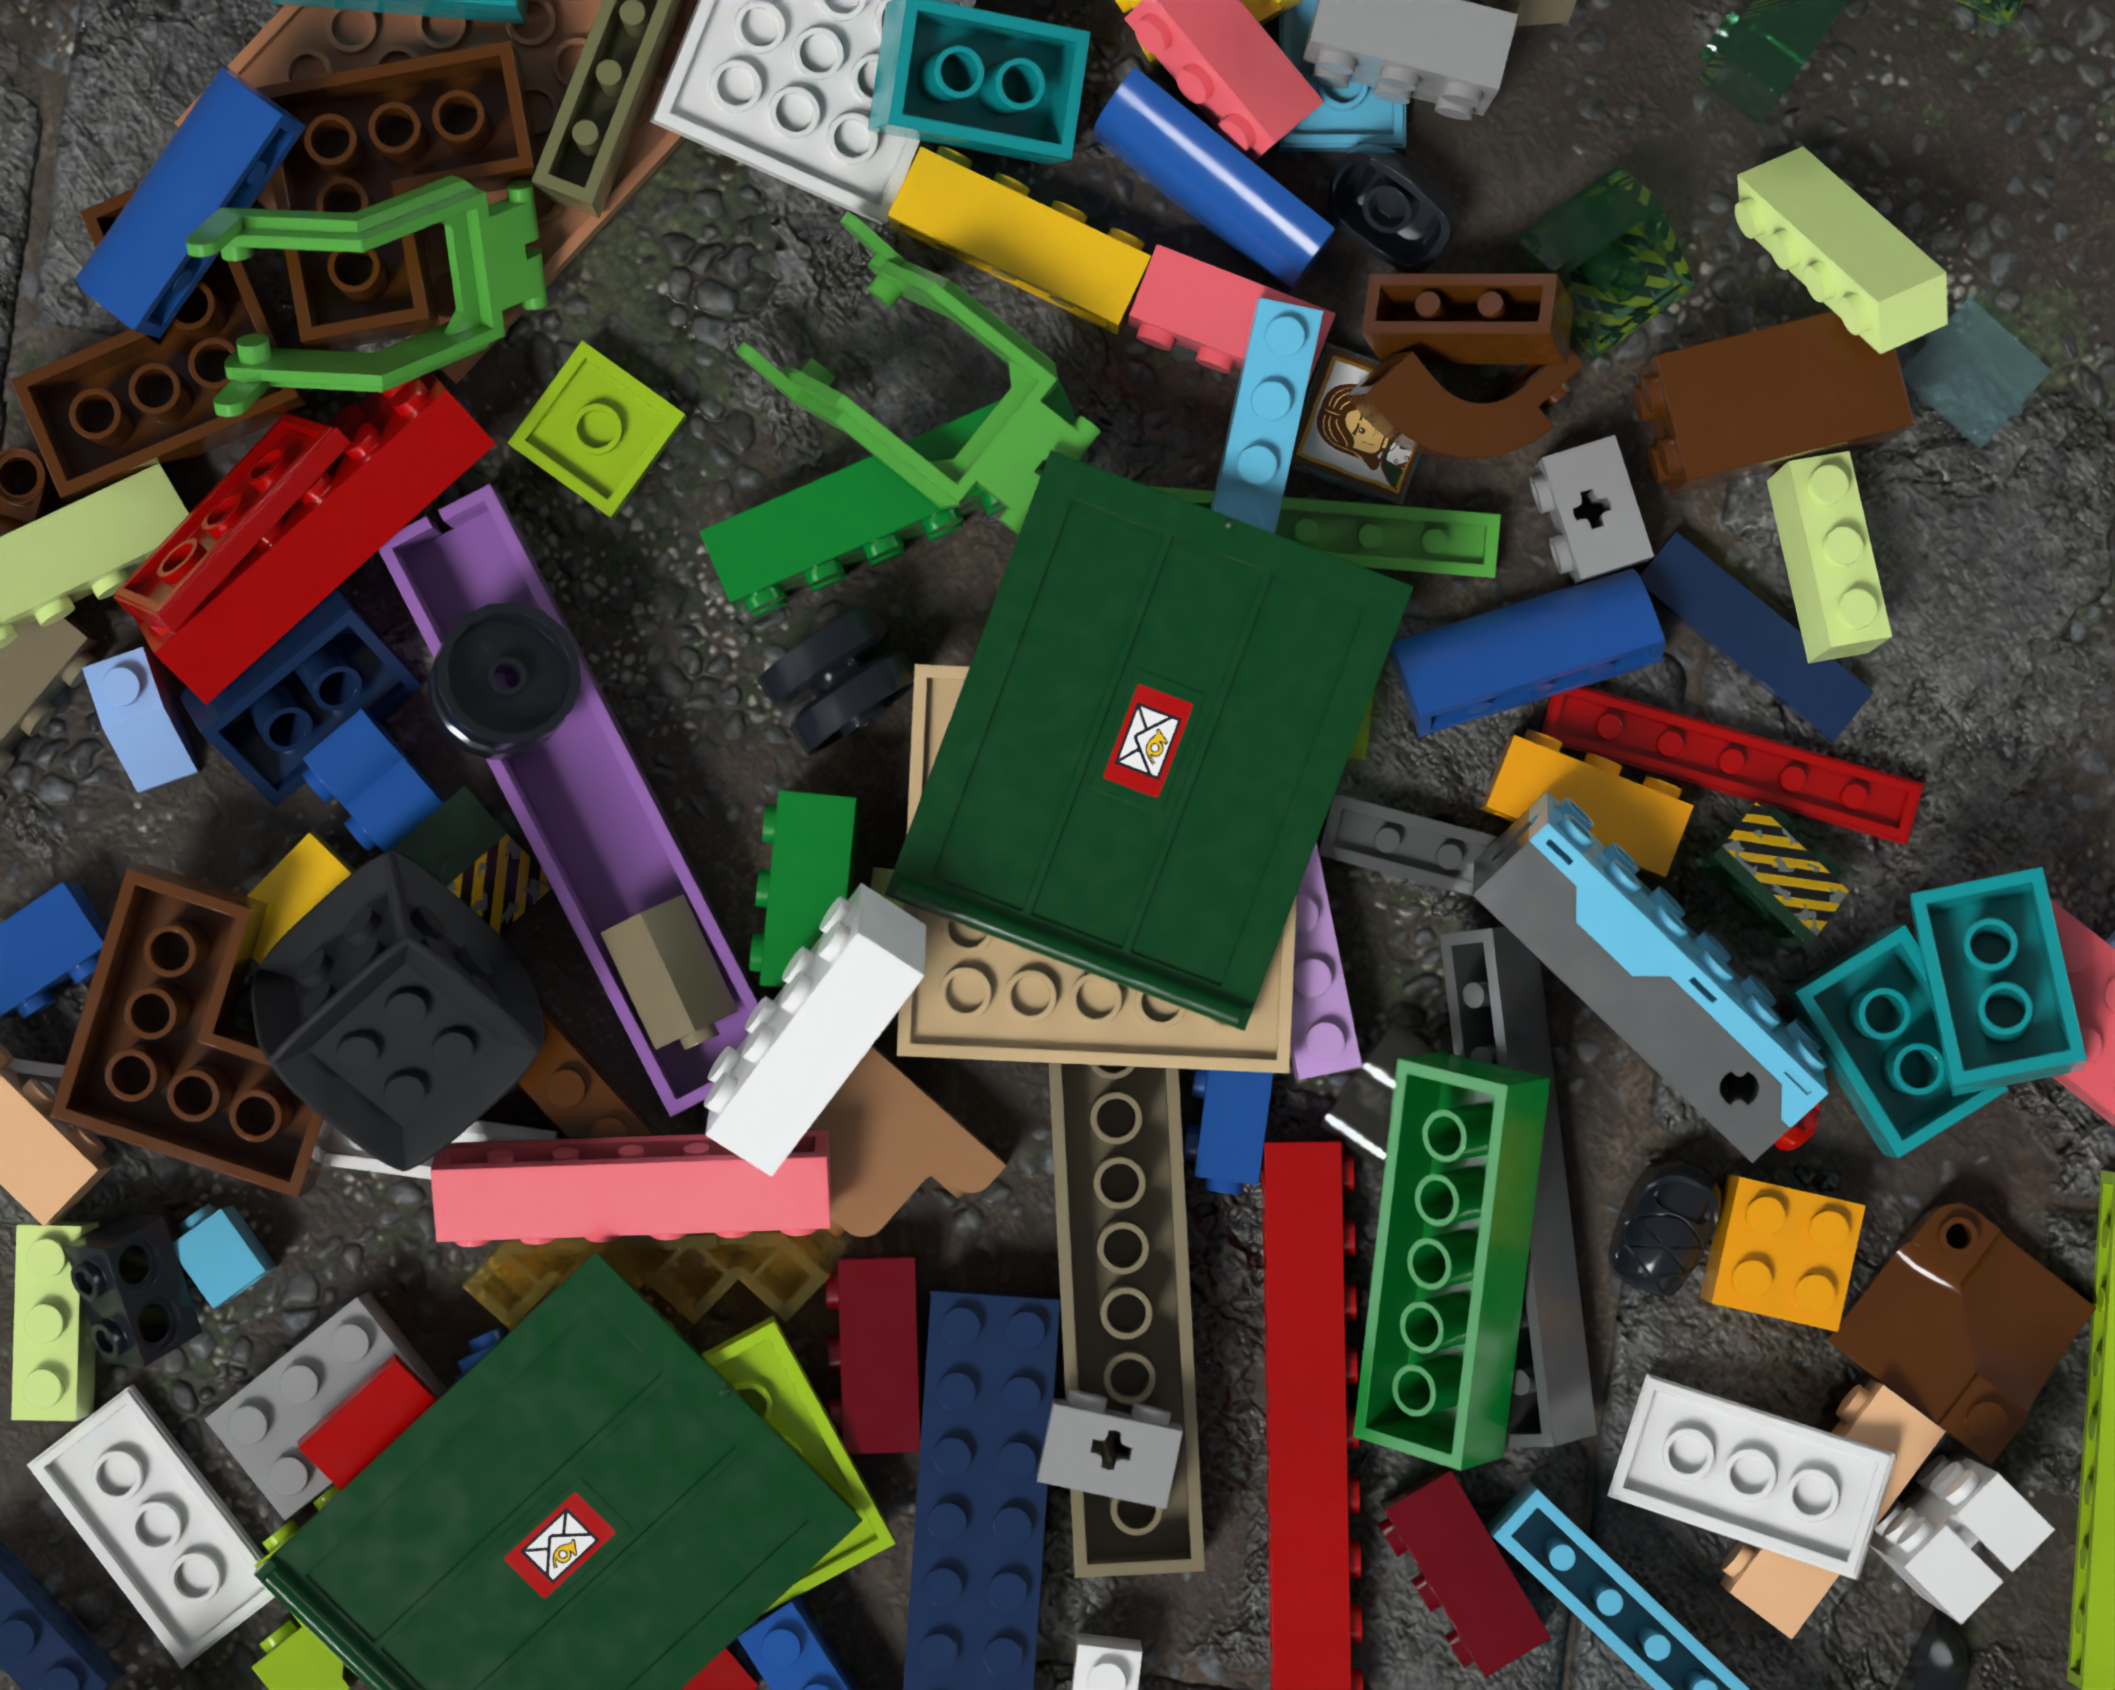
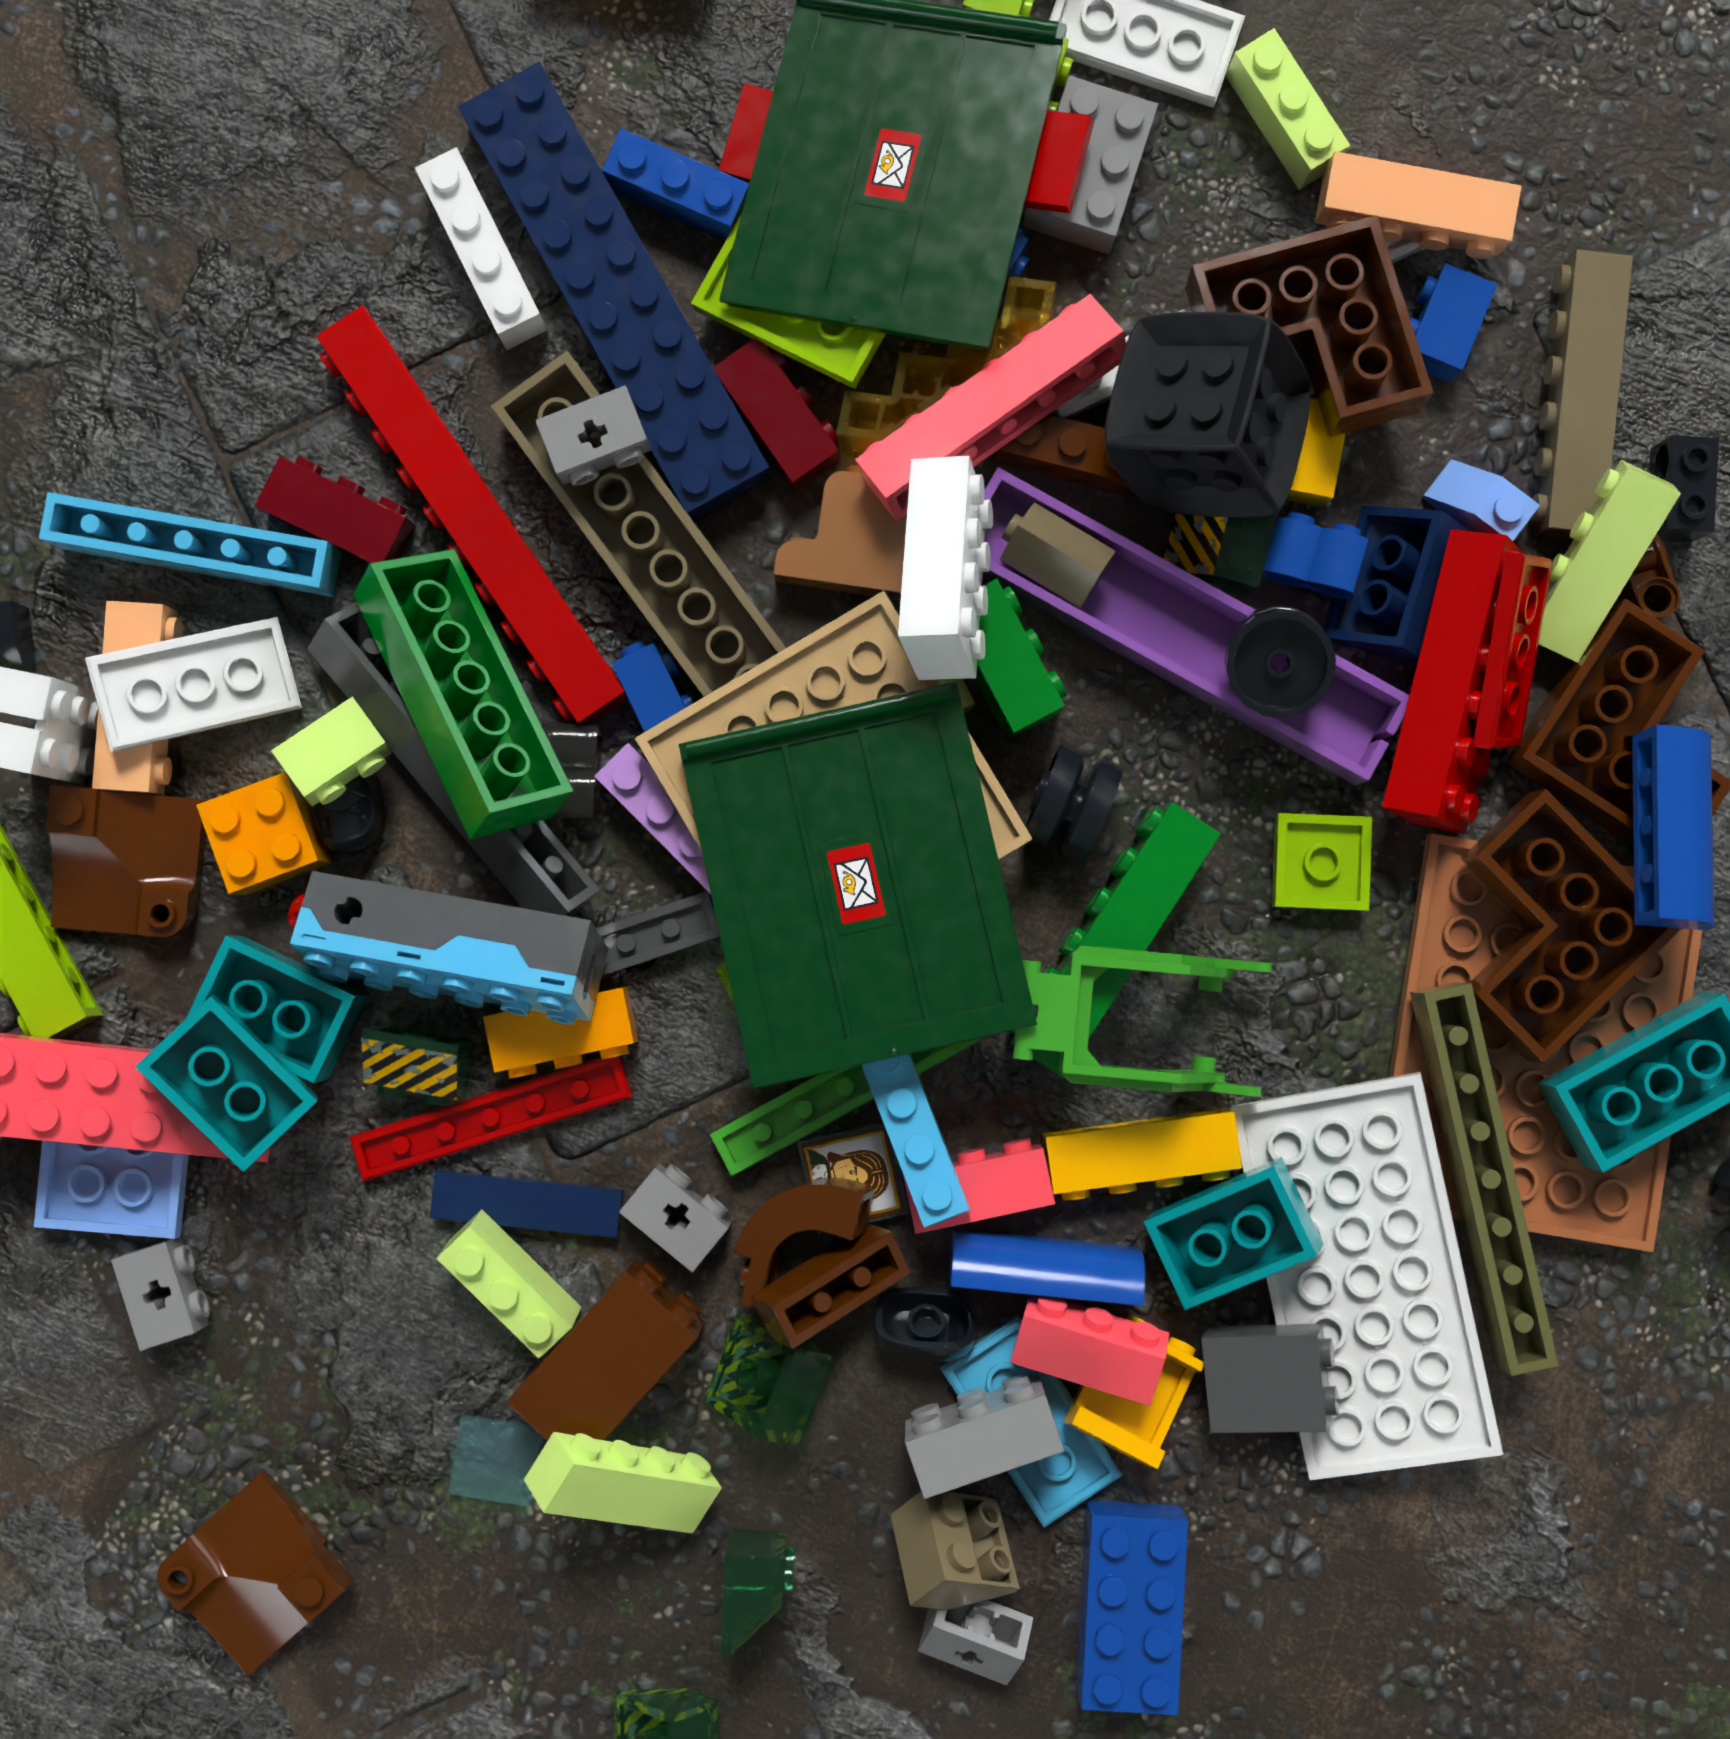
camera: 150 degrees right, 0 degrees up
(133, 1289) = (1249, 164): black brick -> none
(221, 1254) = (1213, 214): medium azure brick -> none
(487, 273) = (1464, 915): bright green piece -> none
(1528, 651) = (659, 1103): blue brick -> none
(1642, 1286) = (332, 753): none -> yellowish green brick

